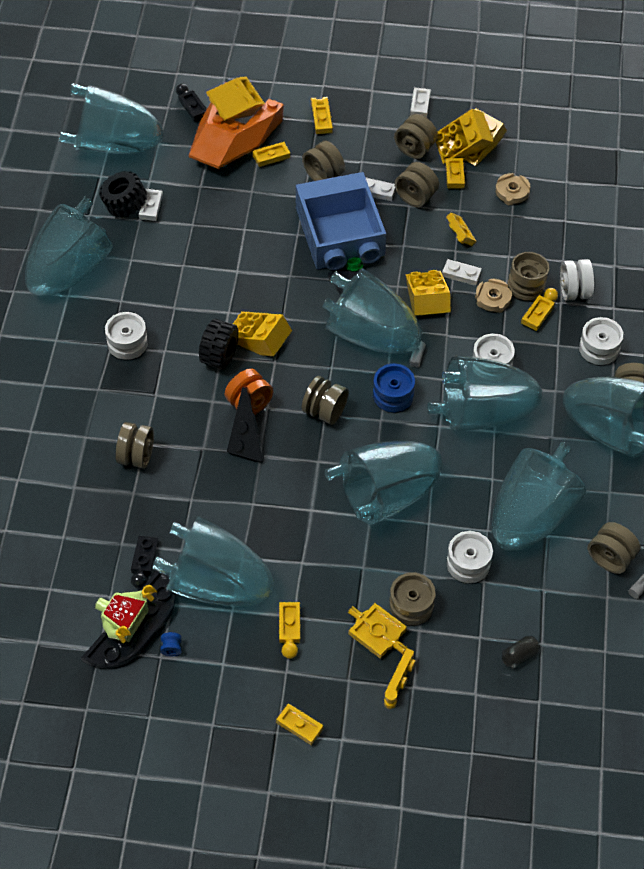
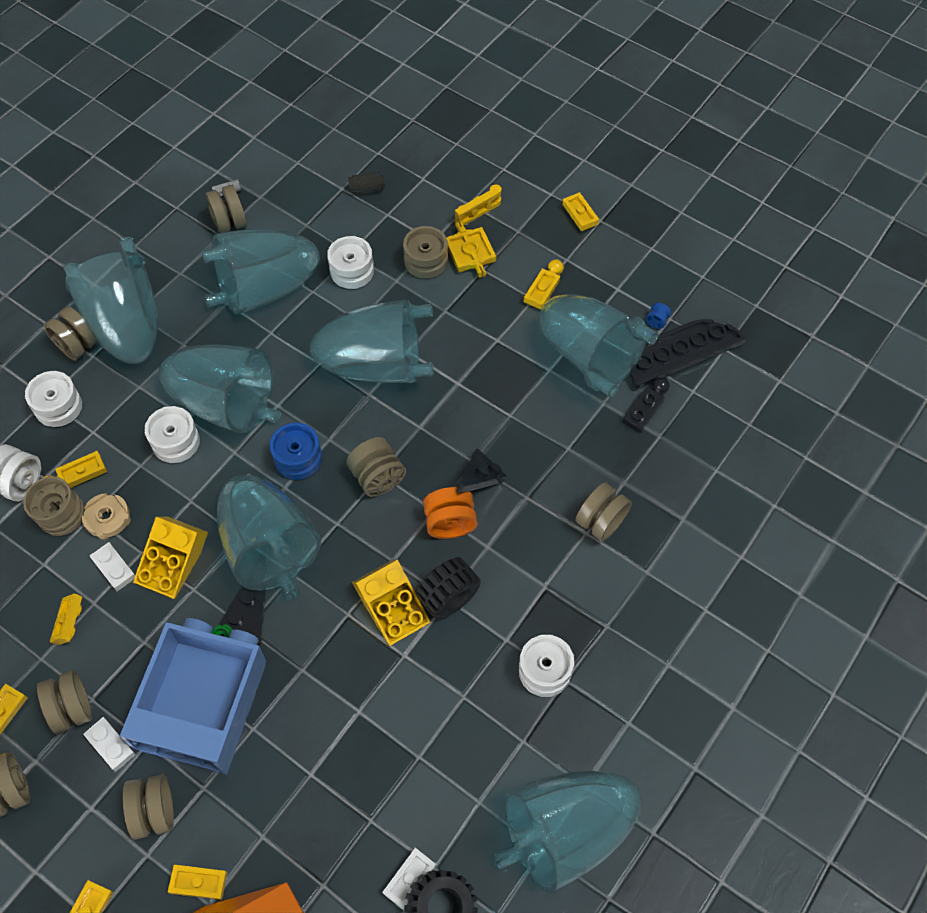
camera: 150 degrees left, 5 degrees up
(124, 612) = (694, 345): torso -> none

